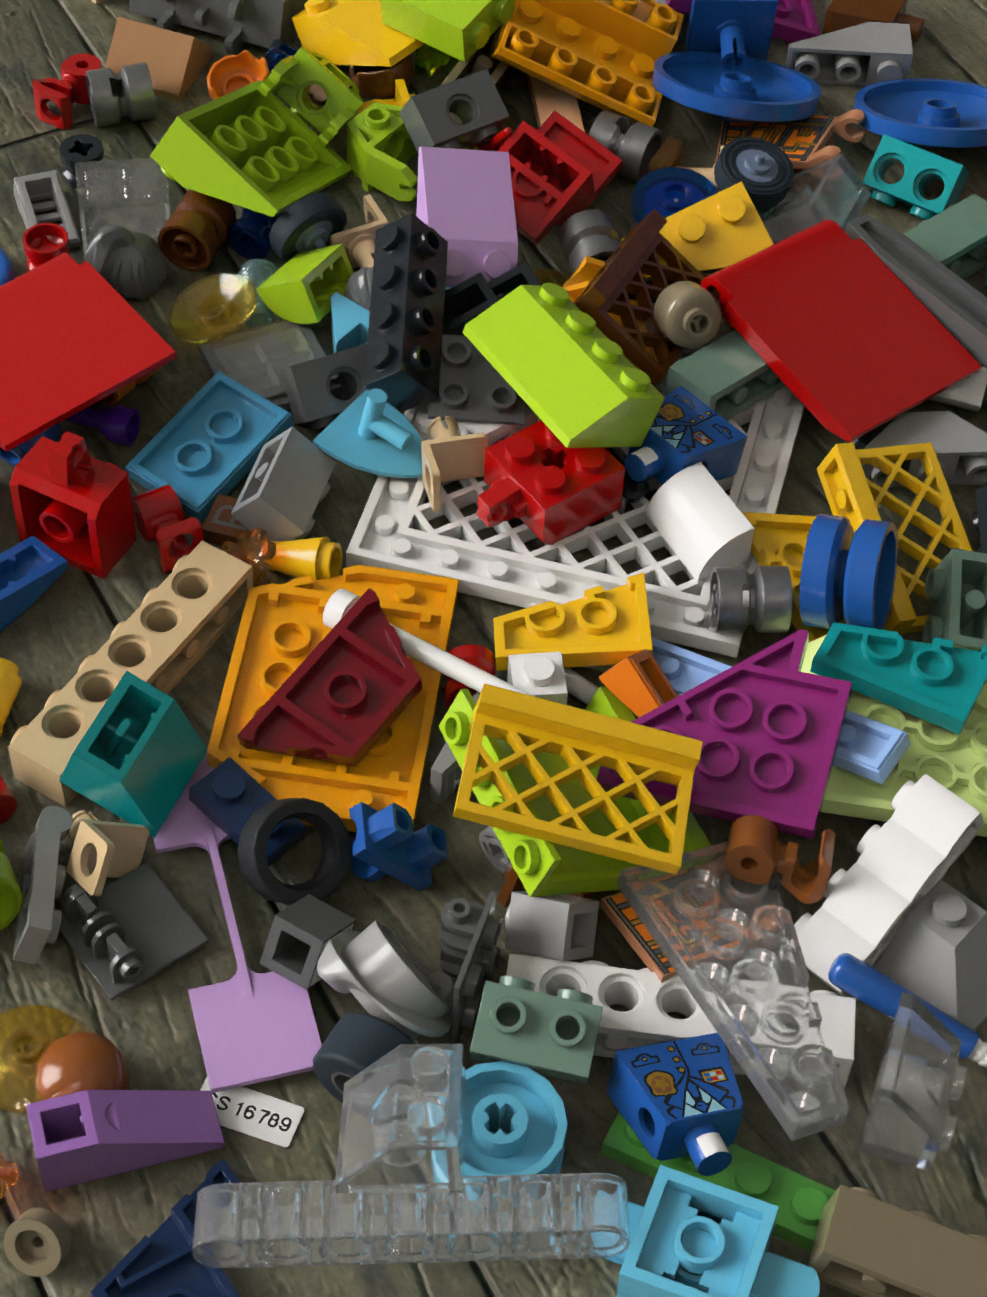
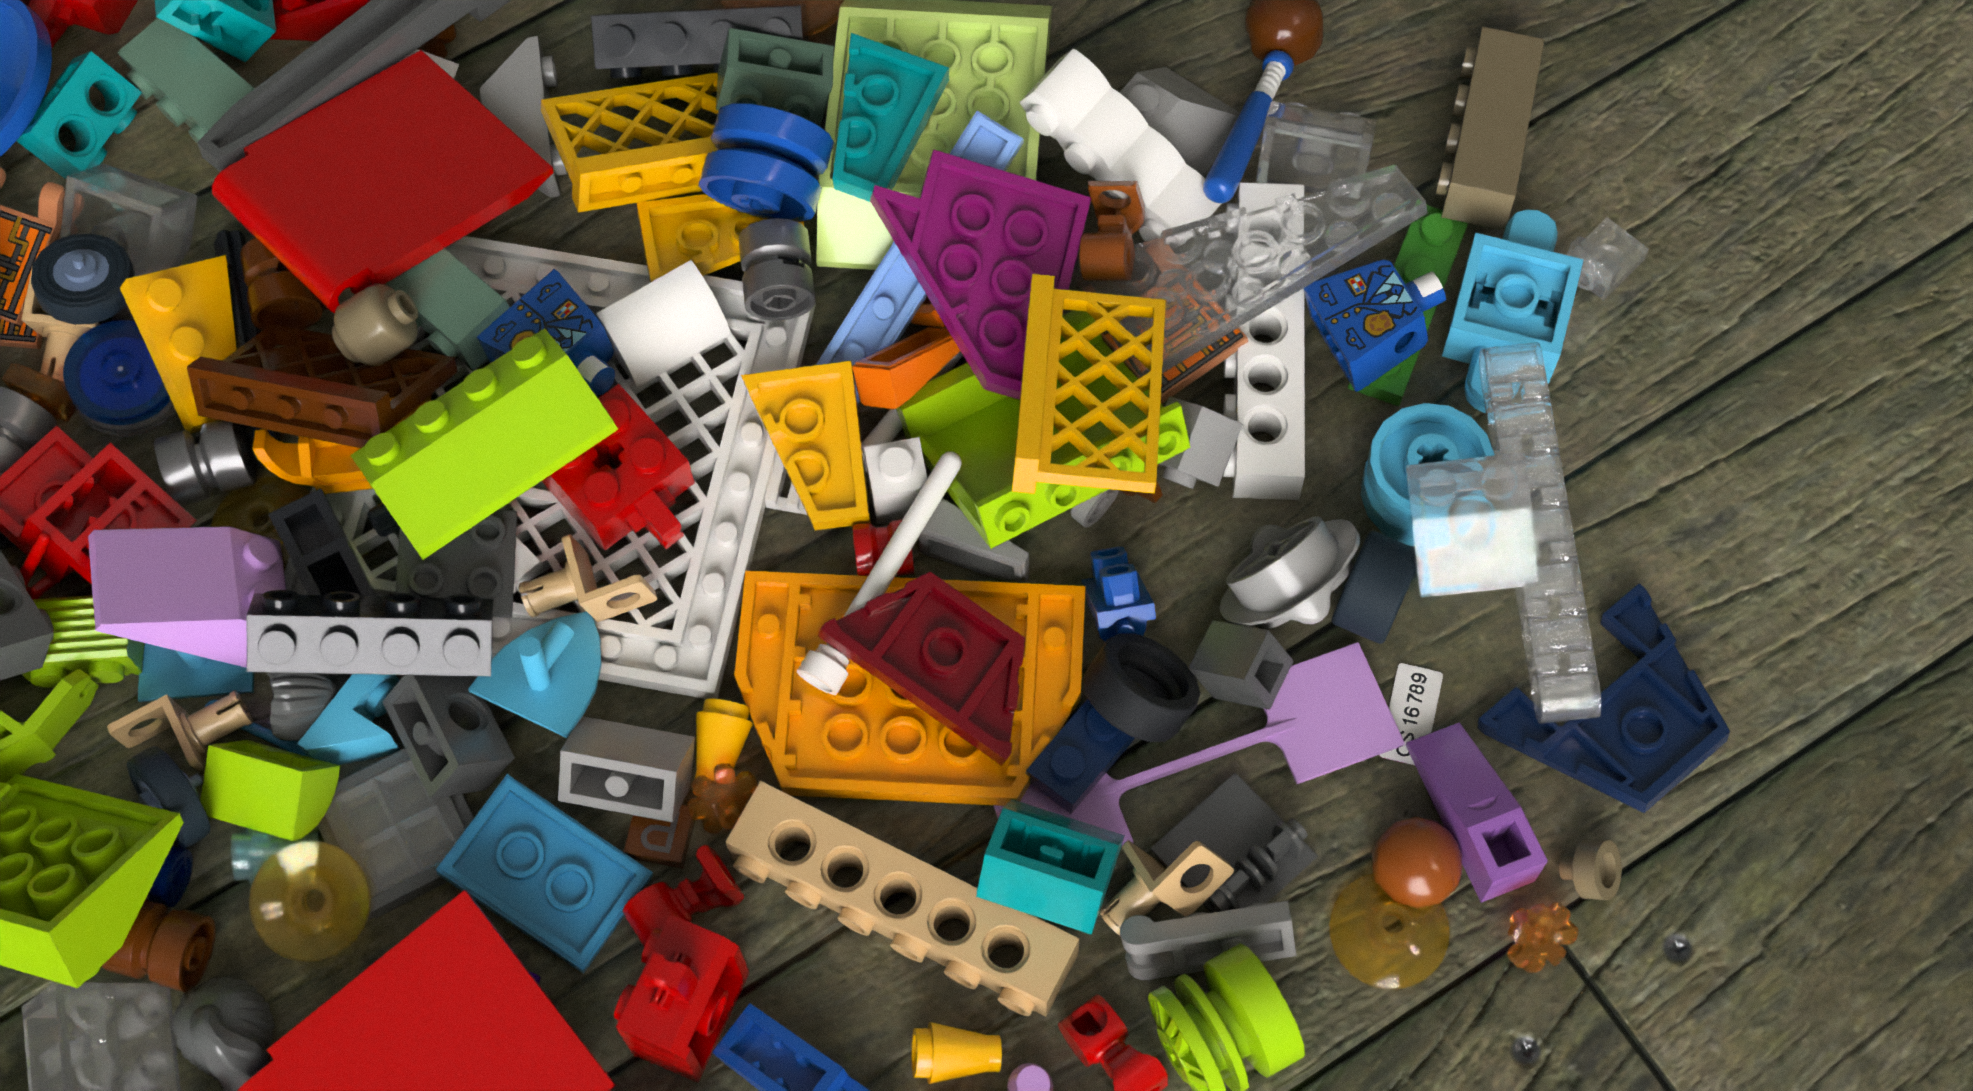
camera: 90 degrees left, 15 degrees up
(469, 955) = (1239, 500): dark grey hinge -> none
(537, 1029) = (1333, 435): sand green brick -> none

